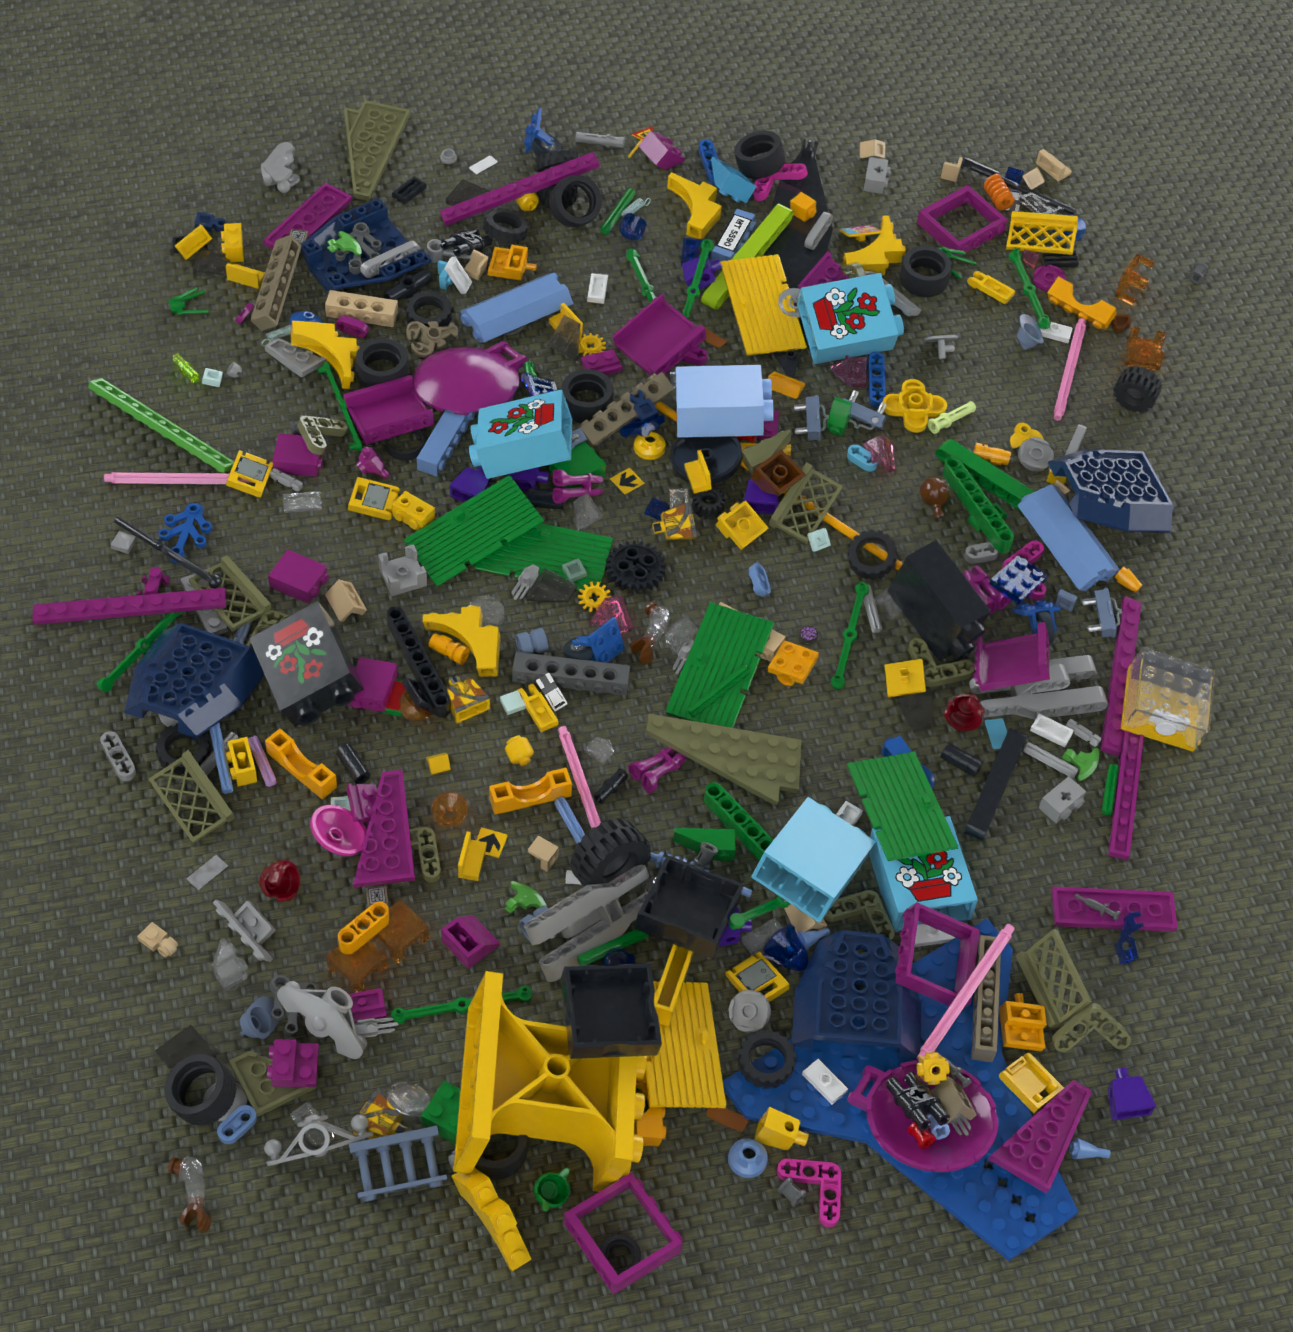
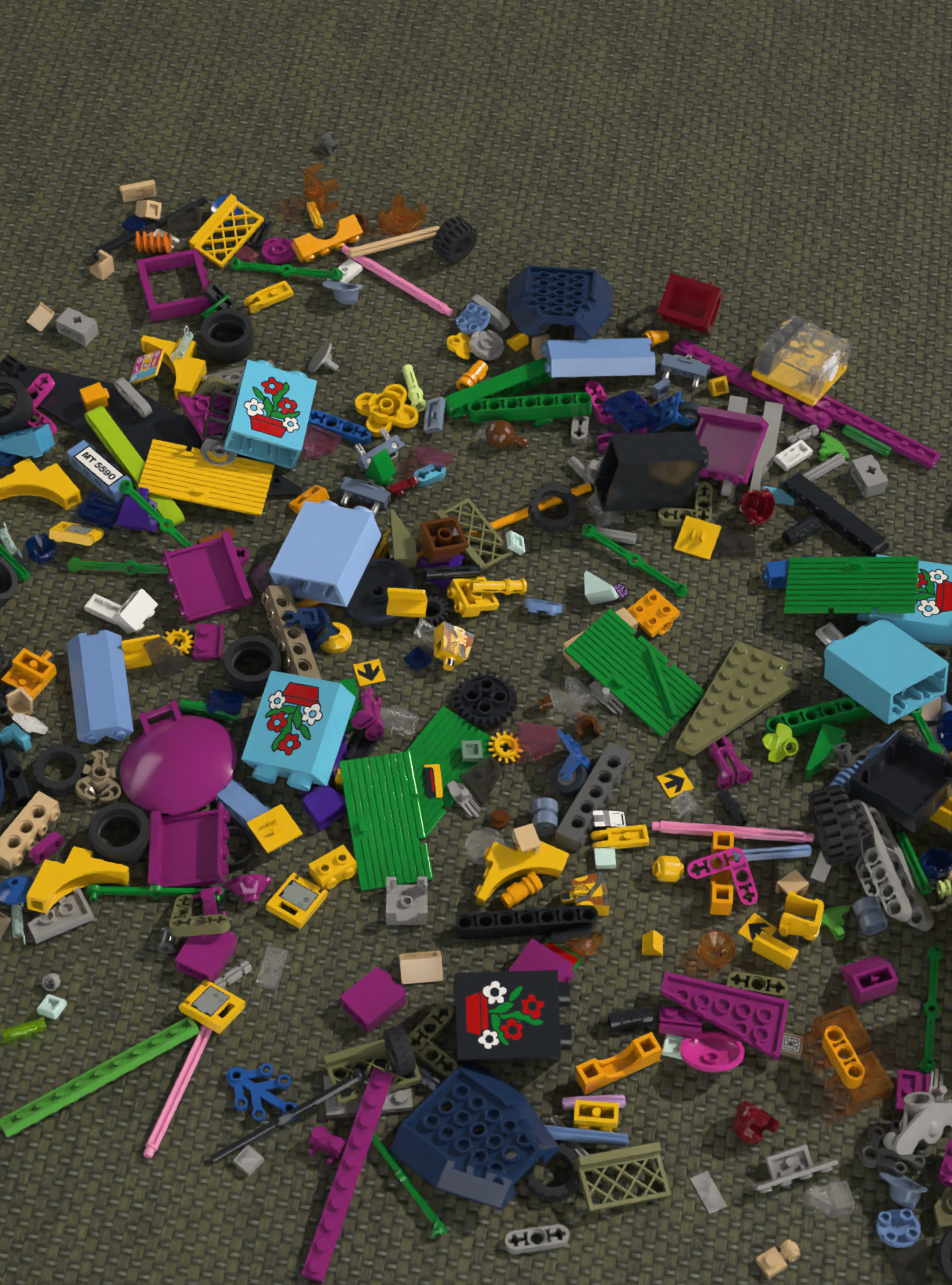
camera: 65 degrees left, 0 degrees up
(218, 1028) = (898, 1227): none -> medium blue dish
(243, 596) = (399, 1049): none -> black tyre
(334, 442) = (209, 901): none -> magenta piece
(428, 457) = (274, 828): none -> yellow piece
(488, 625) = (526, 838): none -> tan panel
(501, 875) = (803, 907): none -> yellow piece
(517, 613) = (499, 819): none -> reddish brown plate
(533, 554) = (433, 781): none -> sticker
(537, 795) = (734, 868): none -> dark pink beam
(601, 304) = (135, 611): none -> white brick
(621, 736) = (675, 782): none -> yellow sticker
(659, 242) = (75, 533): none -> yellow container
(697, 800) = (778, 741): none -> lime plate
(762, 510) = (451, 572): none -> black pin
(763, 544) = (506, 586): none -> yellow pin
(798, 612) = (598, 590): none -> light aqua slope
(803, 272) = (226, 422): none -> black piece
(831, 439) = (399, 488): none -> dark red plate
(896, 242) = (181, 345): none -> light aqua piece
(932, 438) = (434, 415): none -> sand blue plate
(968, 255) = (214, 298): none -> black tile
(1057, 433) = (473, 318): none -> medium blue dish
(1100, 647) = (718, 386): none -> yellow slope
(1101, 344) = (392, 242): none -> tan axle
(1106, 290) = (314, 215): none -> yellow axle
(1181, 593) = (690, 303): none -> dark red piece

